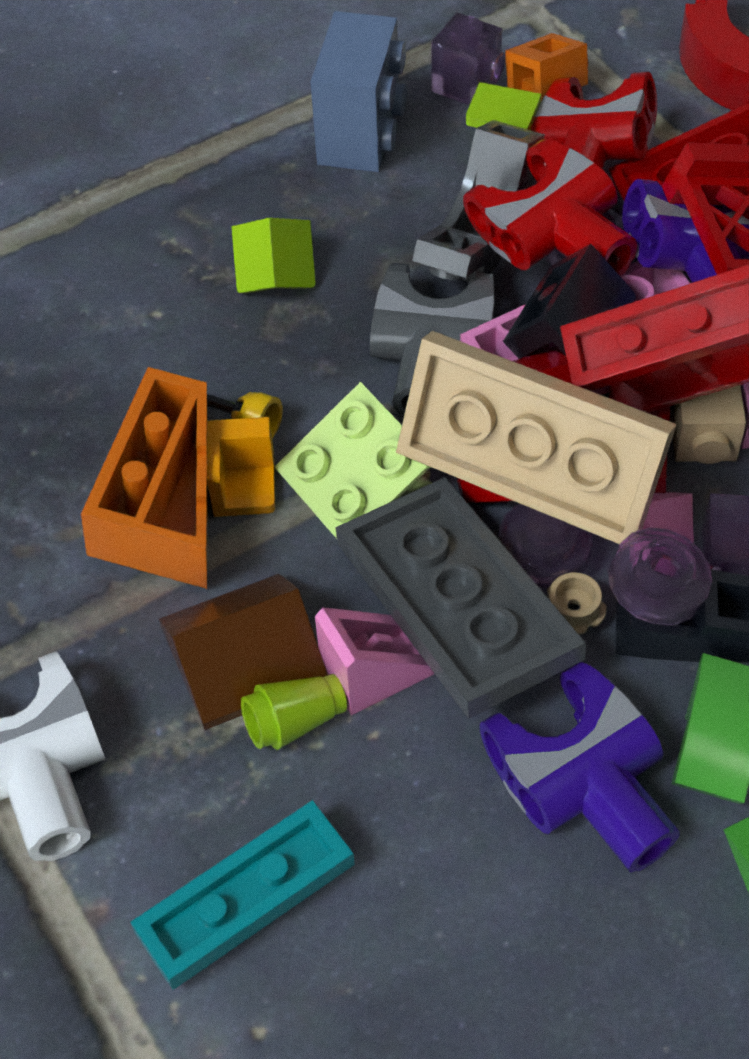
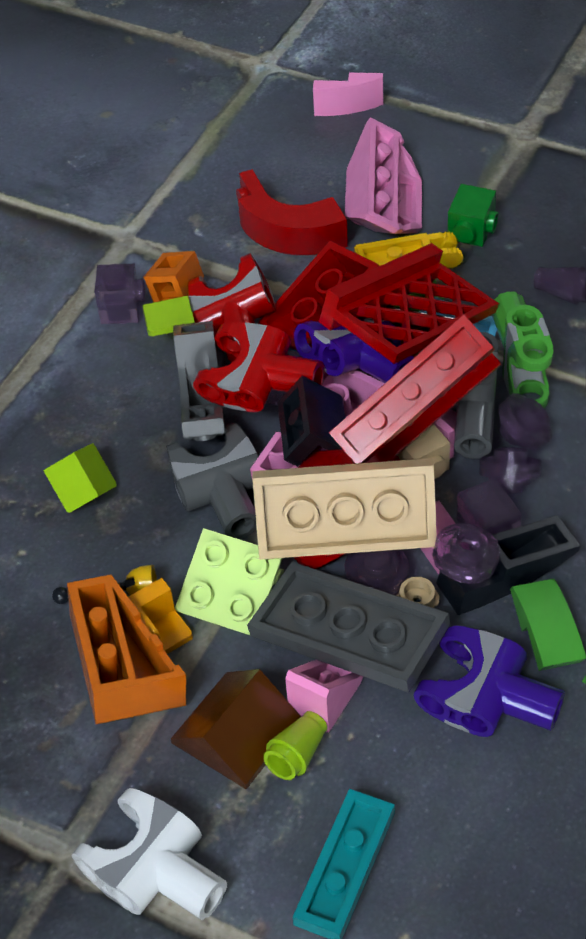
camera: 30 degrees left, 5 degrees down
(358, 91) = (67, 344): sand blue brick -> none

